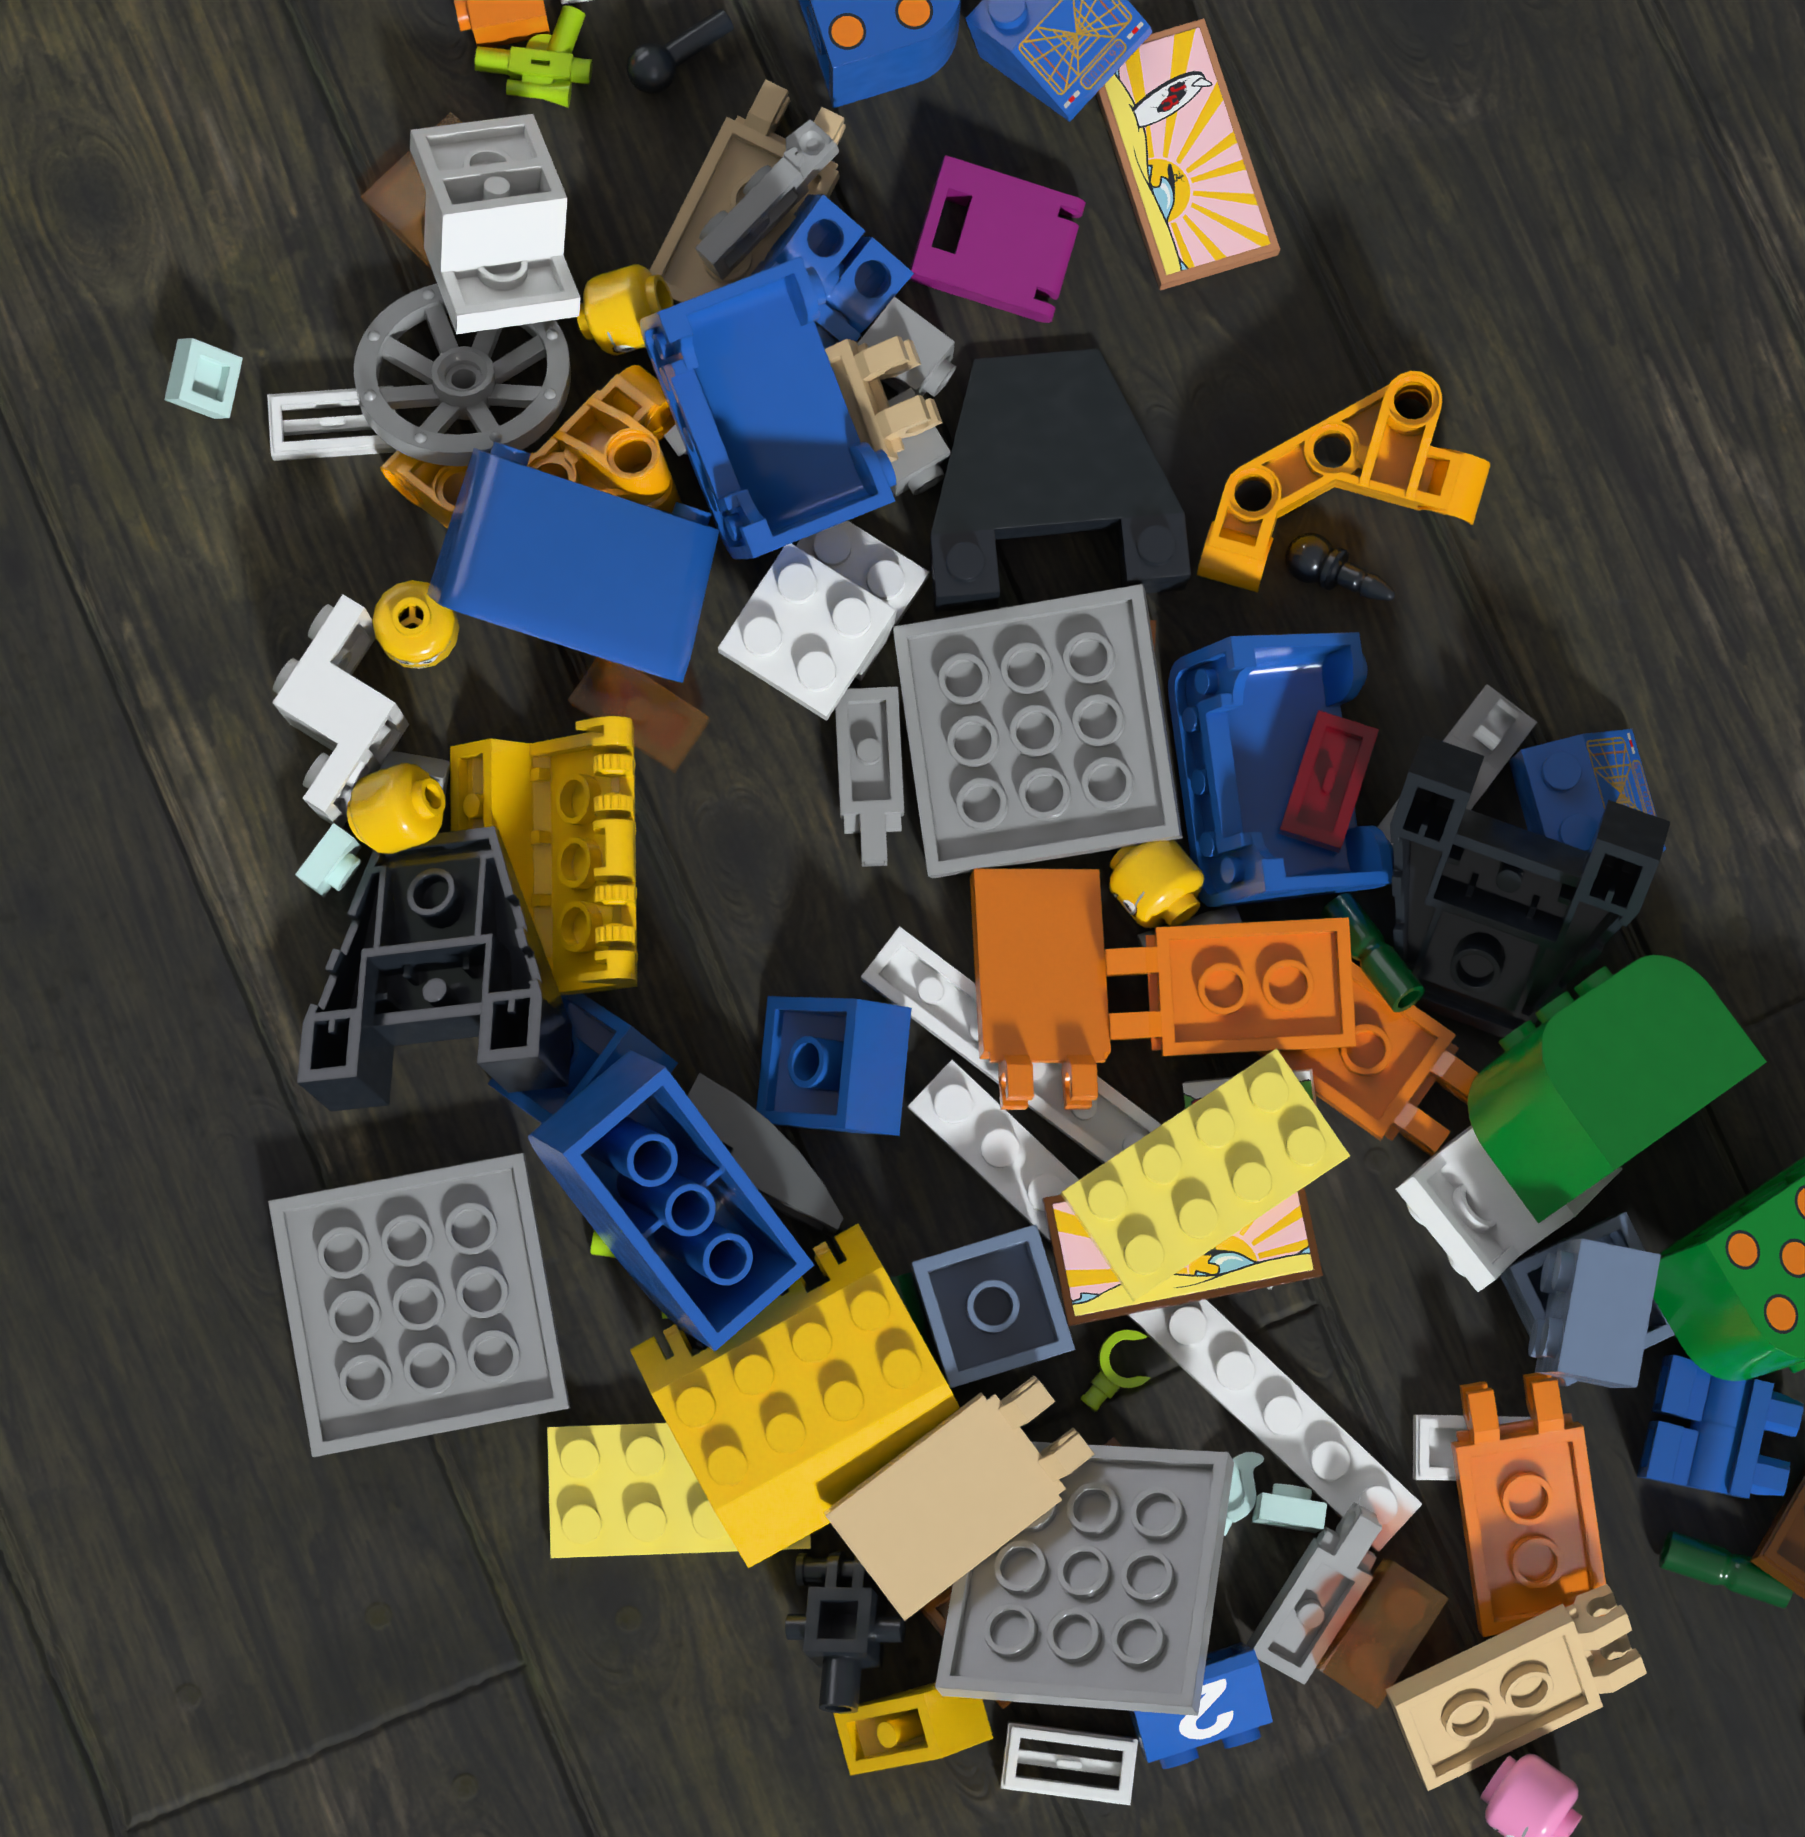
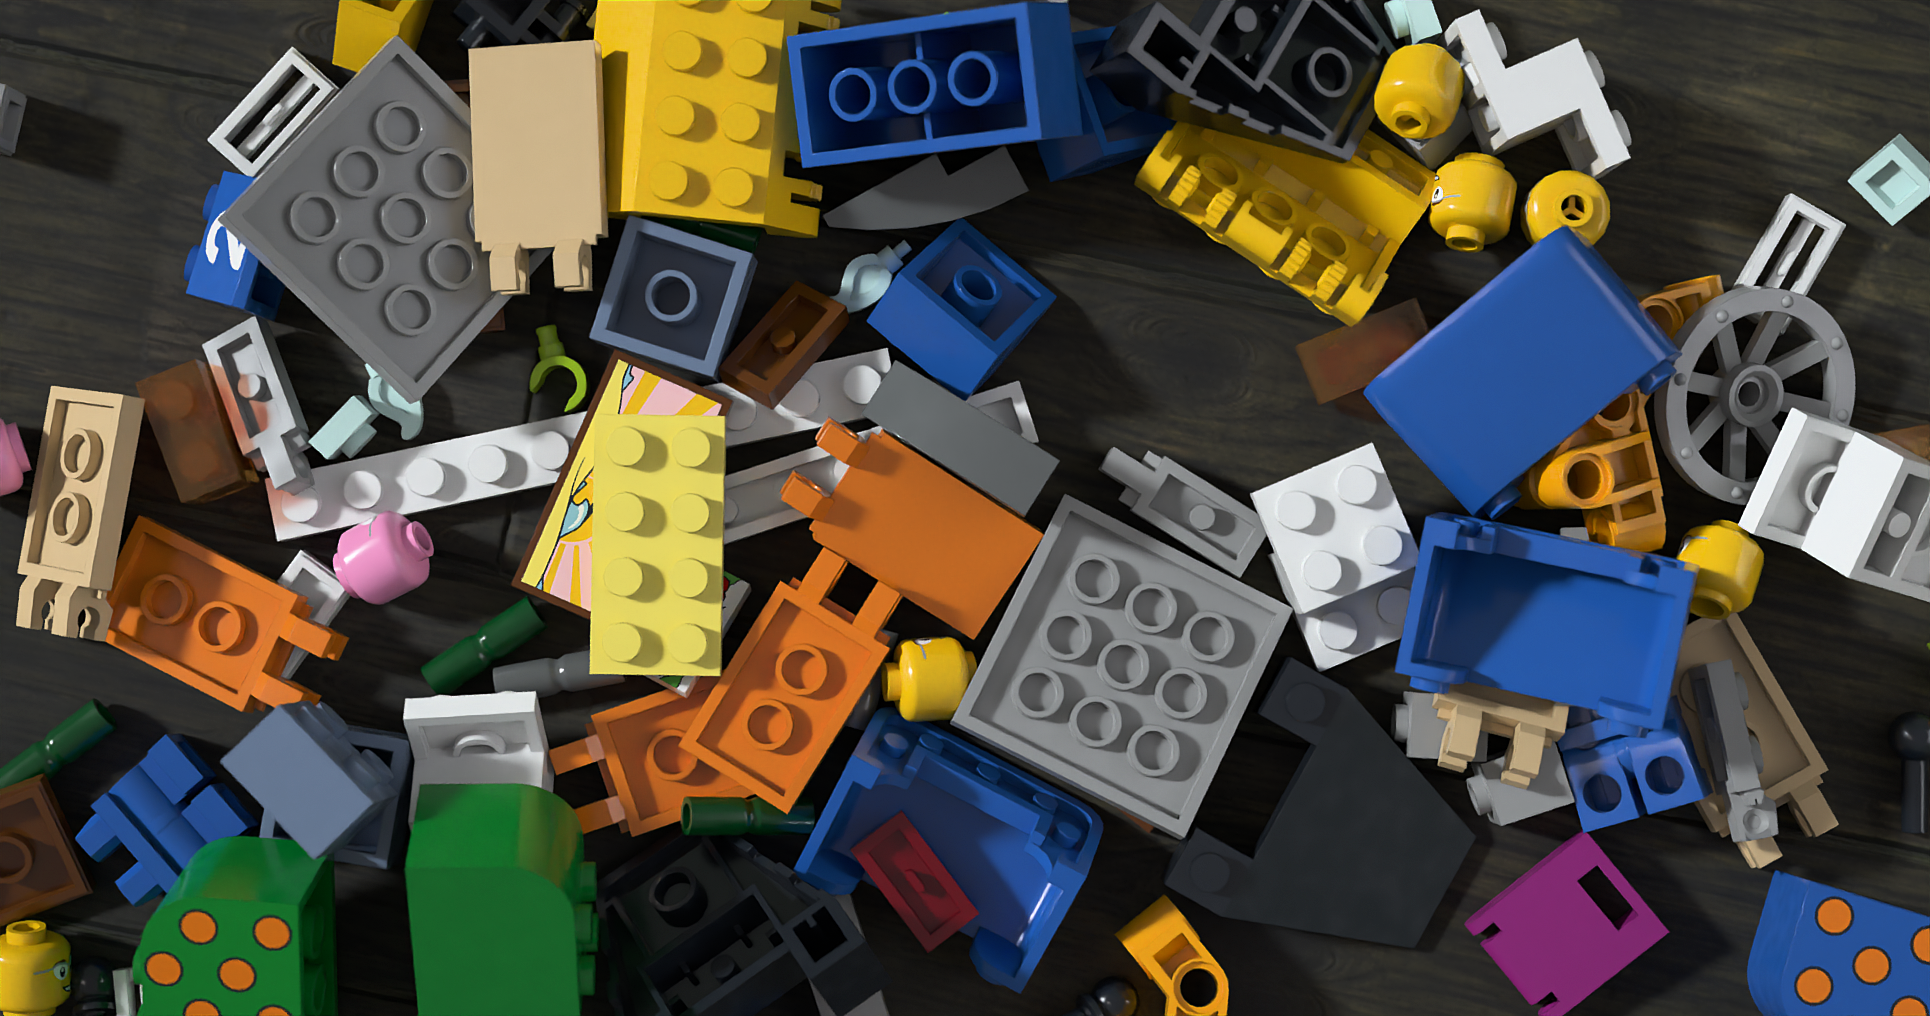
camera: 135 degrees right, 5 degrees up
(456, 706) = (1472, 202): none -> yellow head
(861, 1163) = (870, 277): none -> light aqua piece
(944, 987) = (960, 438): none -> dark grey slope
(966, 1189) = (784, 344): none -> reddish brown plate
(1373, 1198) = (552, 675): none -> dark grey piece
(1374, 1403) = (383, 558): none -> bright pink head
(1380, 1266) = (490, 643): none -> dark green piece

